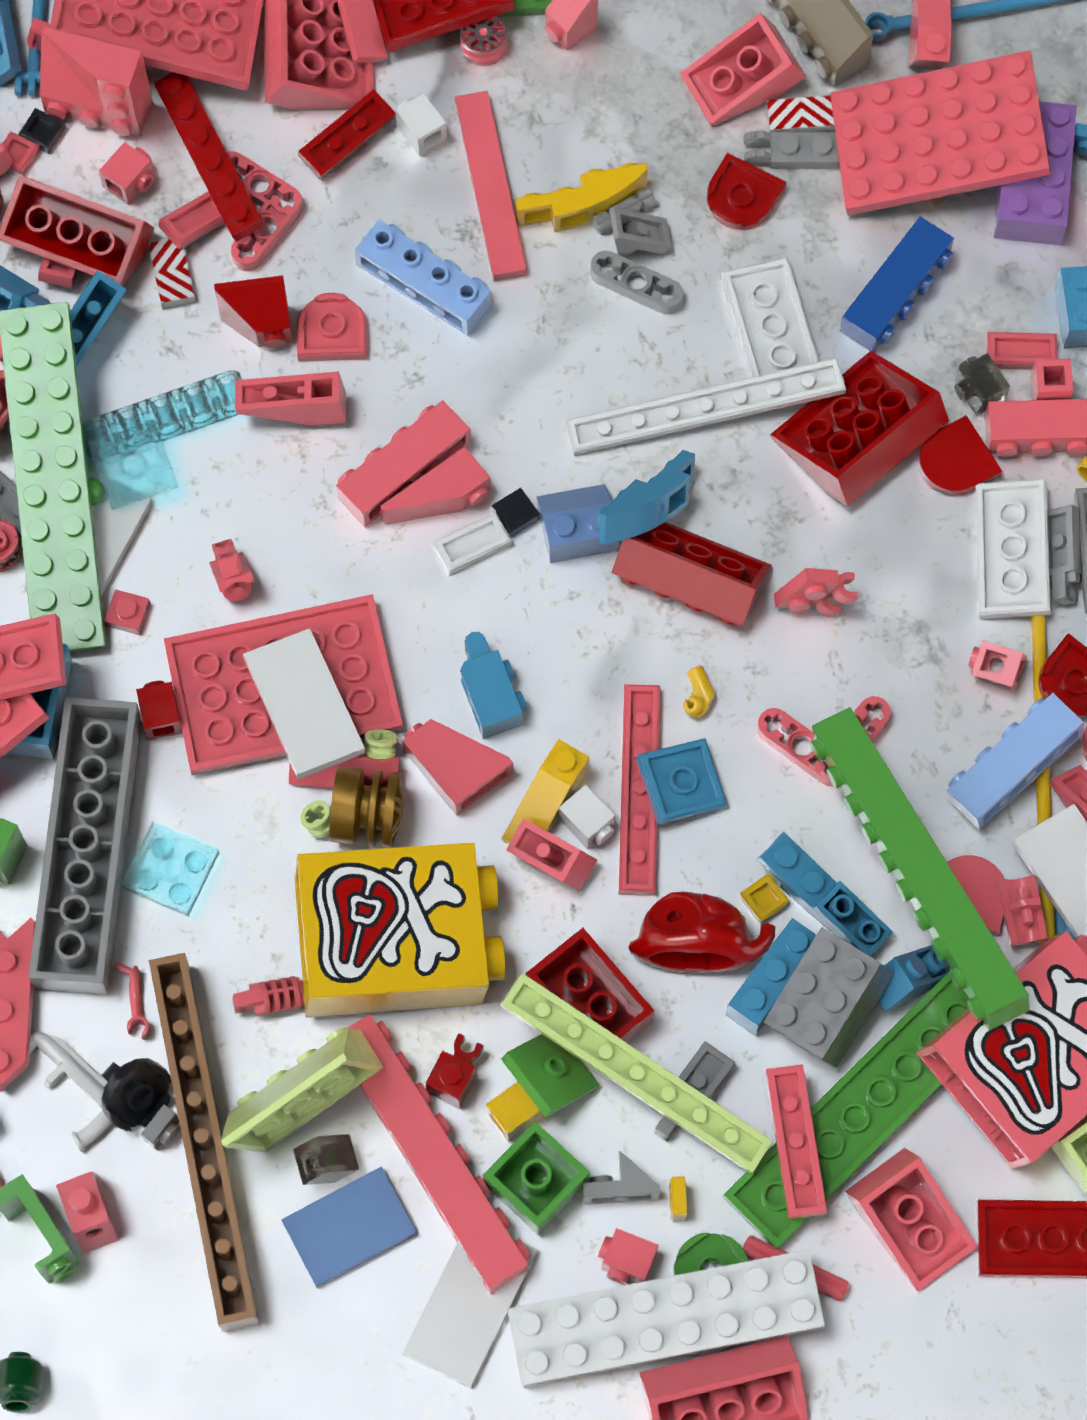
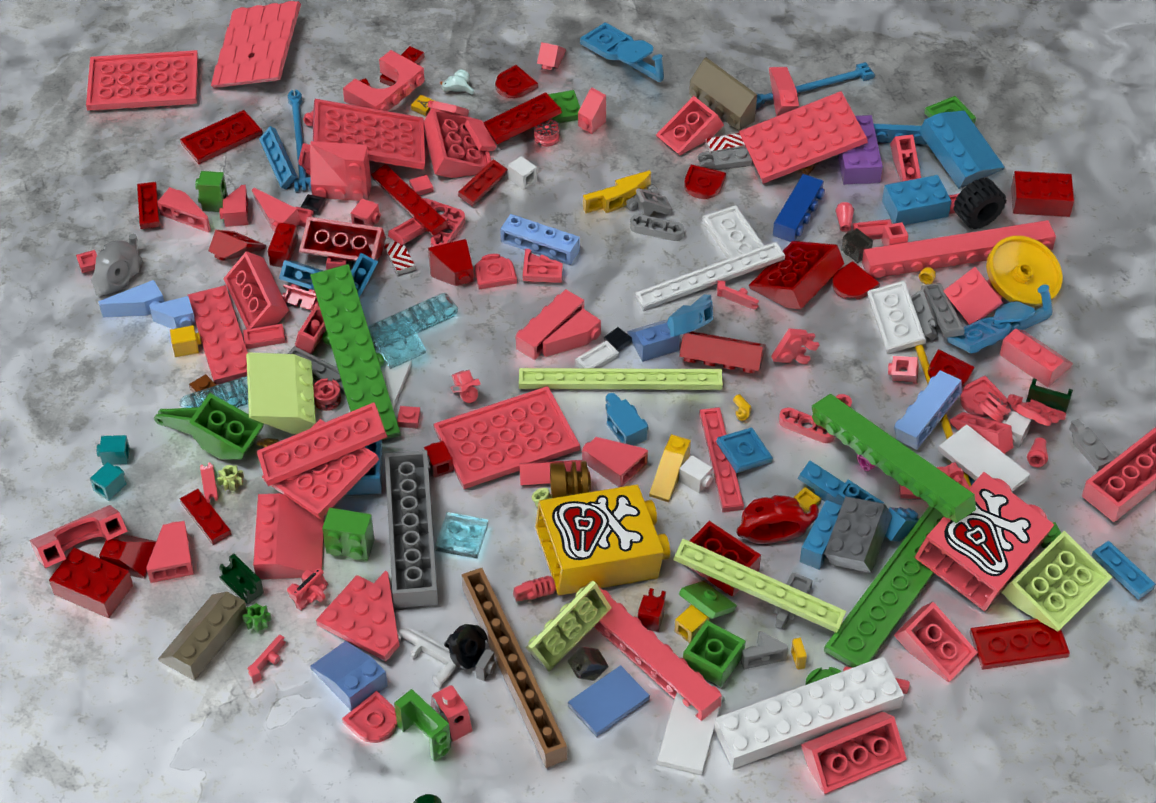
camera: 10 degrees left, 20 degrees down
(135, 999) = (458, 614): coral piece -> none
(238, 120) = (421, 185): none -> coral tile
(294, 398) = (485, 300): coral slope -> none
(304, 703) = (522, 439): white tile -> none
(380, 744) = (569, 454): yellowish green bush -> none
(412, 340) = (541, 268): none -> coral wing
(490, 185) = (566, 196): coral tile -> none
(502, 598) = (620, 378): none -> yellowish green plate
(551, 854) = (681, 493): coral slope -> none
(627, 1257) = (776, 683): coral brick -> none
(746, 457) = (737, 296): none -> coral piece
(795, 1142) = (859, 610): coral plate -> none
(976, 314) = (844, 215): none -> coral cone

